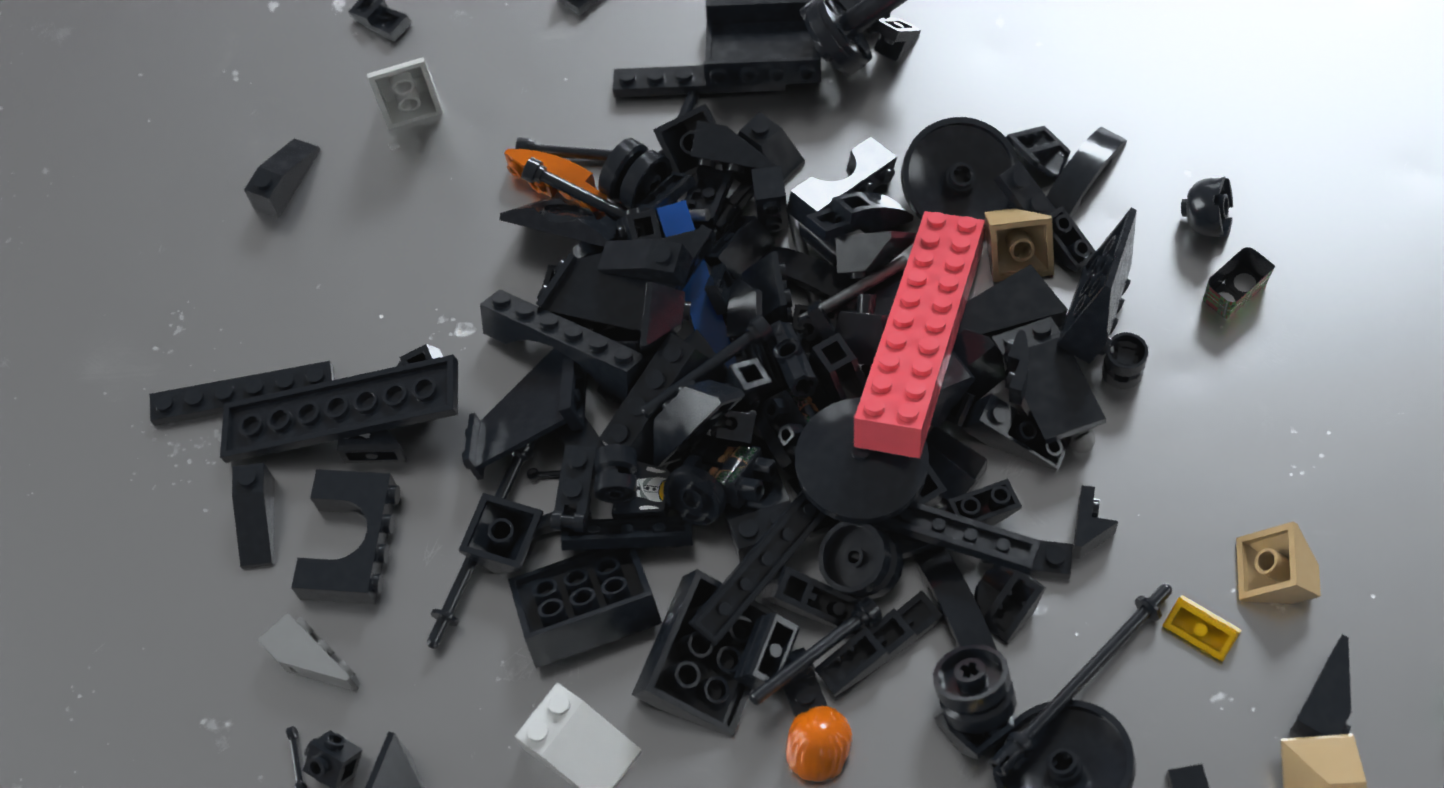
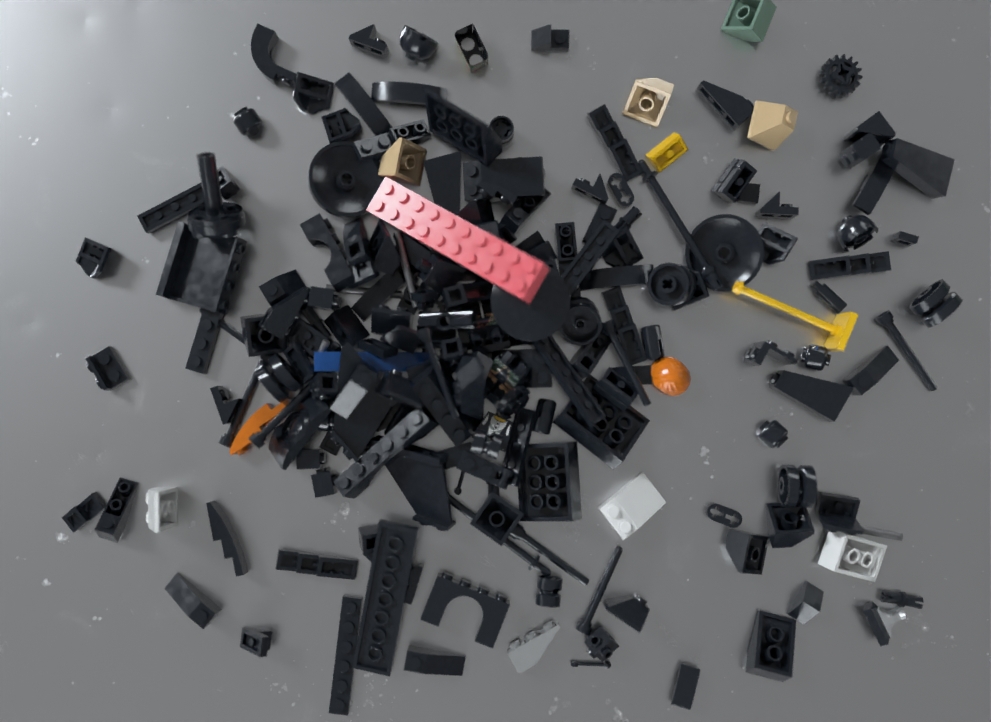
camera: 80 degrees left, 25 degrees up
(241, 271) = (256, 641): none -> black slope
(359, 729) = (585, 624): none -> black piece
(371, 313) = (316, 564): none -> black slope
(382, 48) = (117, 510): none -> black slope
(391, 651) = (548, 591): none -> black wheel
(392, 182) = (223, 531): none -> black slope
(488, 579) = (519, 533): none -> black piece
(495, 277) = (323, 482): none -> black brick
(527, 256) = (310, 459): none -> black brick
(574, 128) = (225, 409): none -> black slope
(681, 560) = (544, 416): none -> black arm
(867, 696) = (653, 342): none -> black arm
(996, 36) = (247, 121): none -> black head
(1060, 595) = (628, 219): none -> black axle
(1072, 100) = (312, 93): none -> black slope
(1100, 25) = (262, 47): none -> black arch
(1100, 566) = (624, 187): none -> black beam
(1119, 196) = (403, 92): none -> black slope
(1181, 537) = (614, 142): none -> black slope
(1185, 144) = (364, 40): none -> black slope
(1197, 744) = (734, 180): none -> black brick
(1307, 393) = (549, 39): none -> black slope

